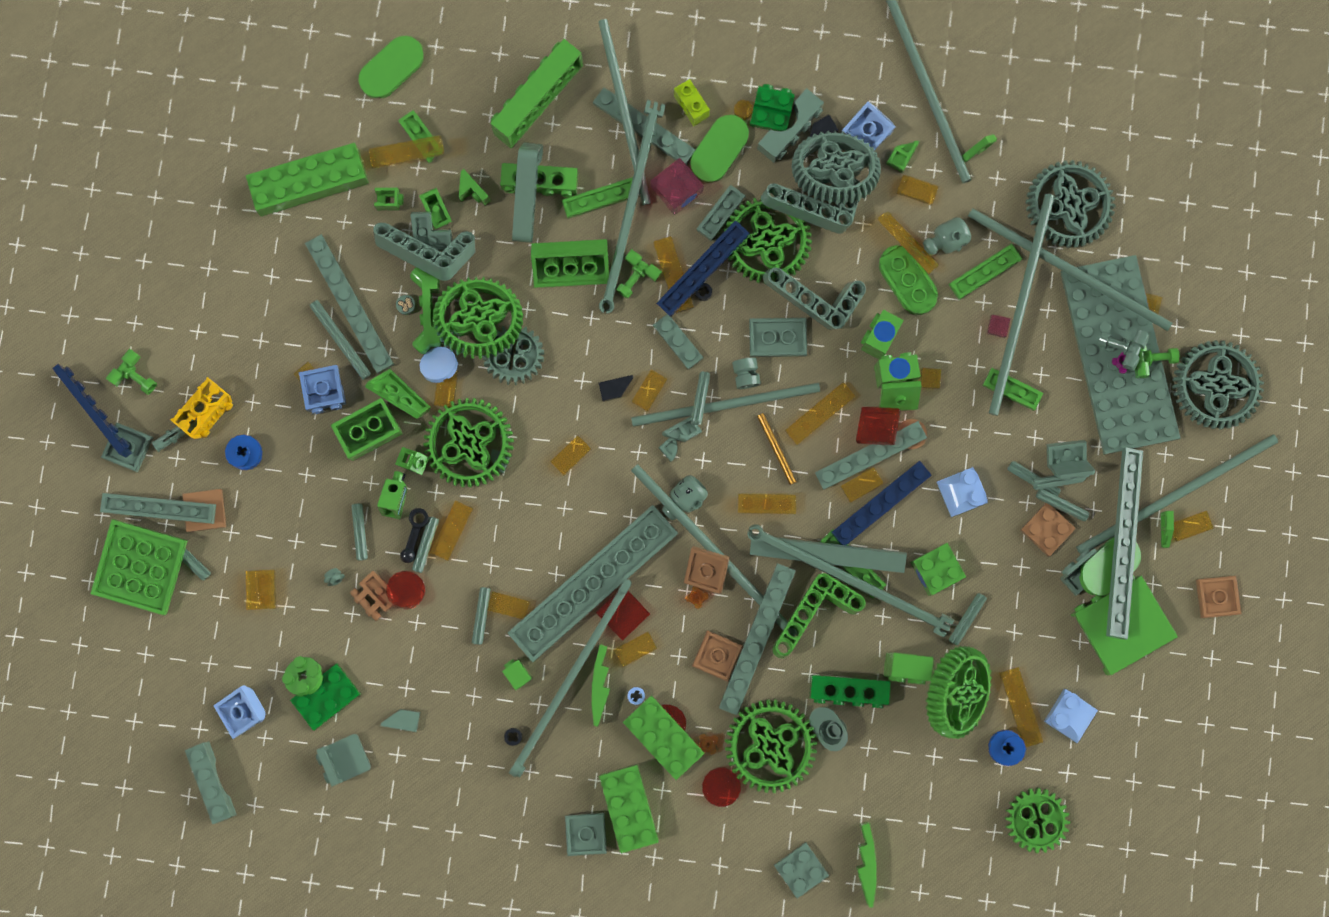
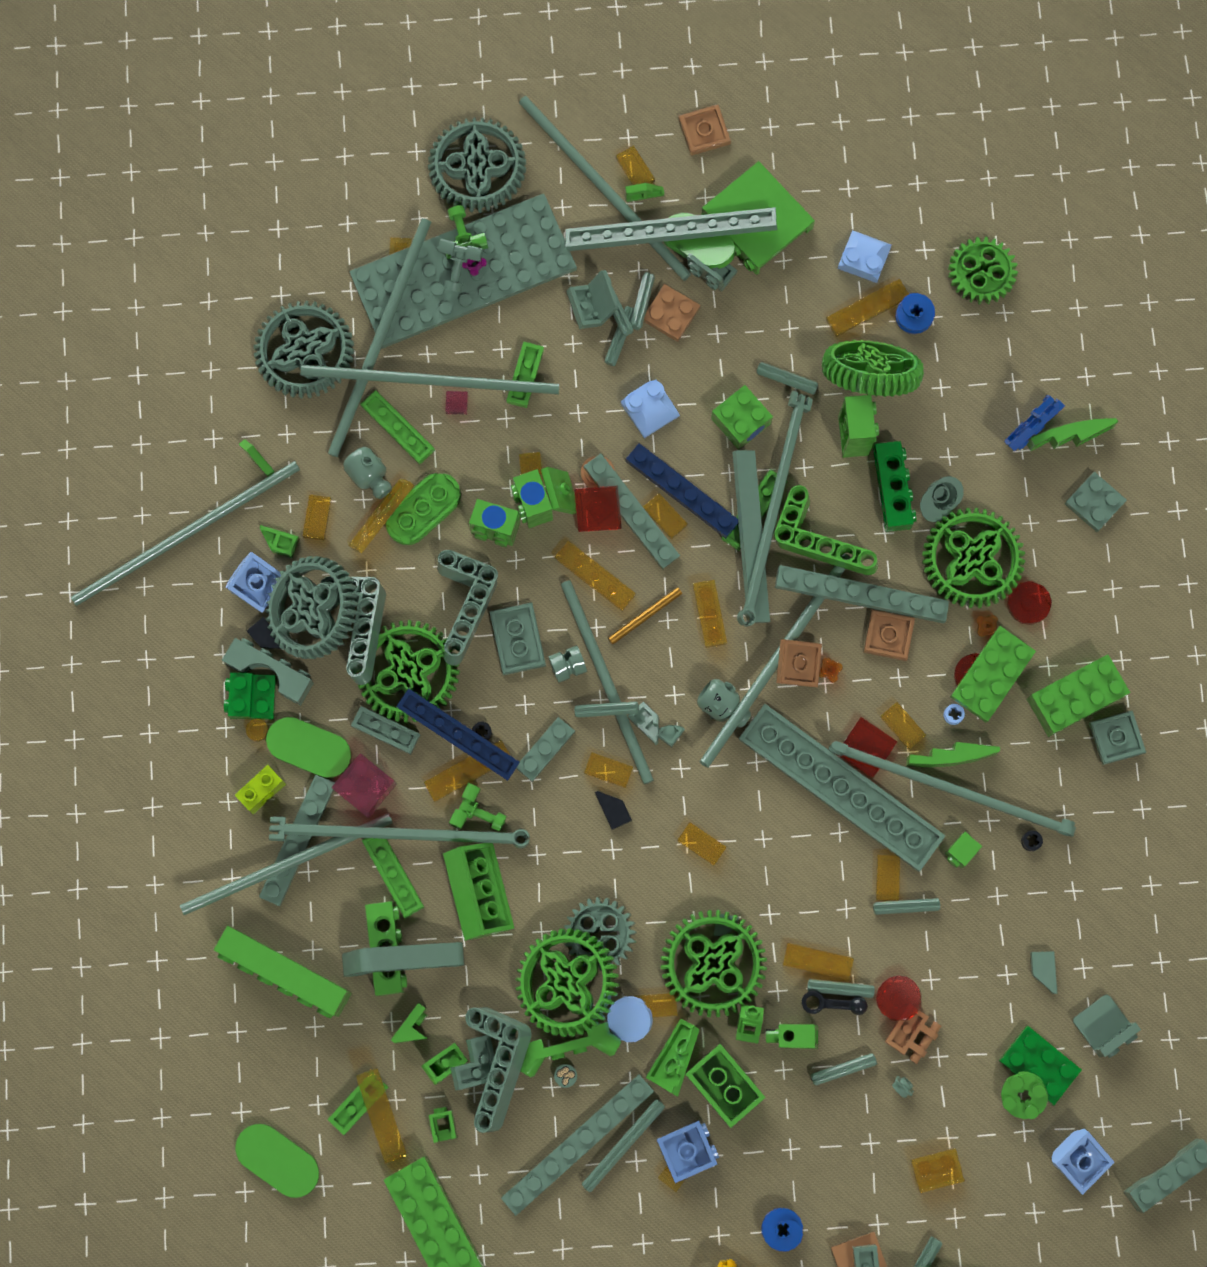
camera: 100 degrees left, 5 degrees down
(880, 828) = (1034, 424): none -> blue wing

